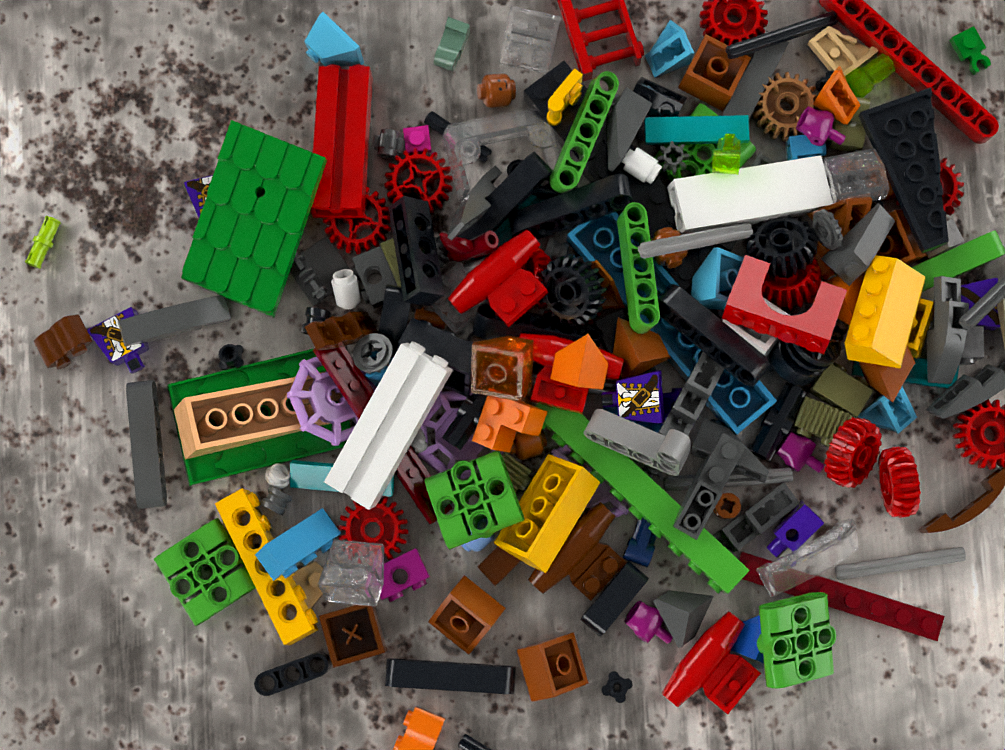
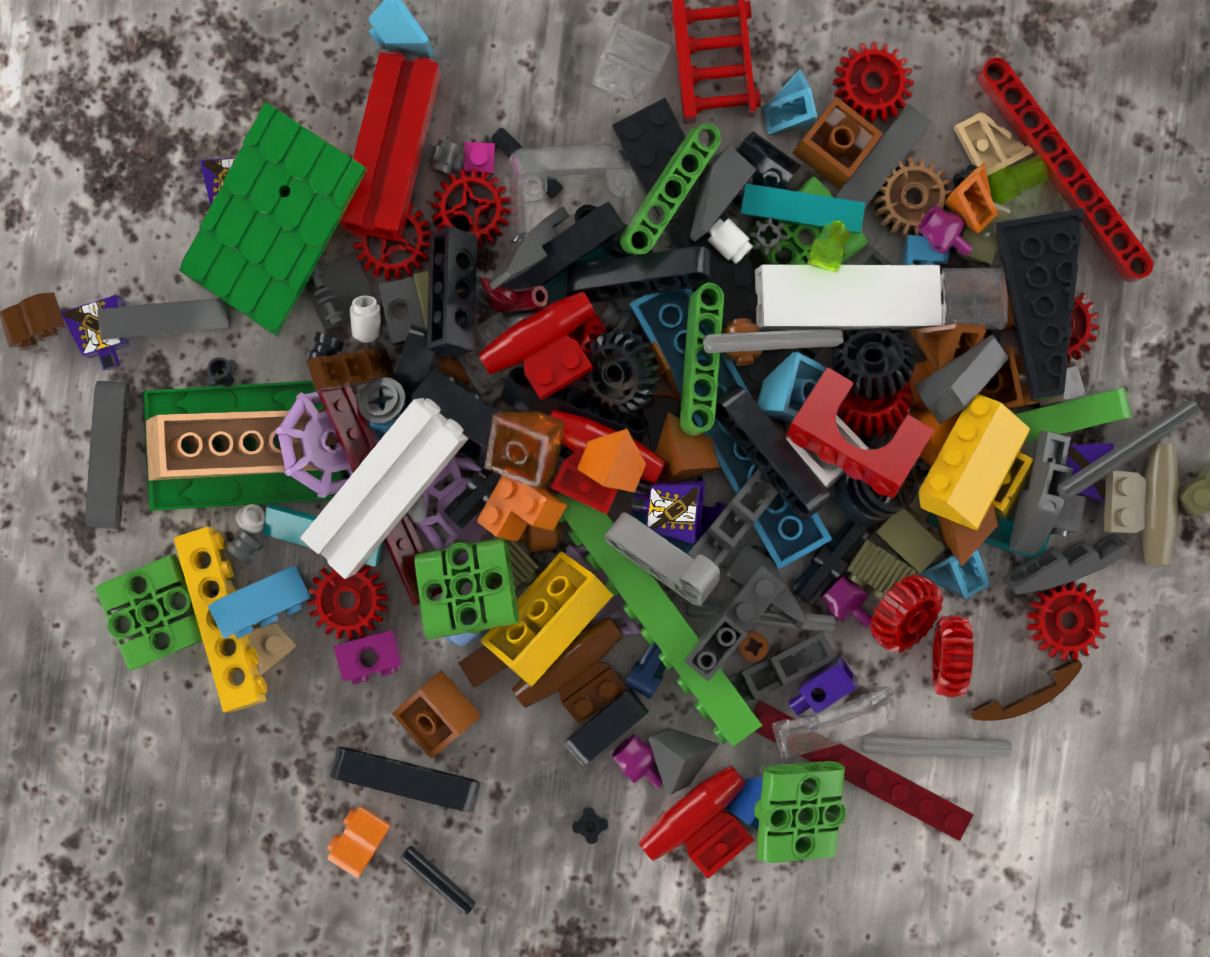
camera: 10 degrees right, 5 degrees up
(42, 242) = (27, 199): lime pin -> none
(280, 677) = (215, 747): black beam -> none
(352, 634) = (304, 712): reddish brown brick -> none
(353, 573) = (316, 645): clear slope -> none
(452, 44) = (539, 53): sand green leg -> none
(496, 90) = (581, 117): dark orange head -> none
(552, 667) = (522, 790): dark orange slope -> none
(566, 94) = (659, 140): yellow plate -> none
(781, 35) = (924, 113): black axle -> none
(827, 229) = (927, 354): dark grey gear -> none
(969, 46) = (1141, 164): green plate -> none

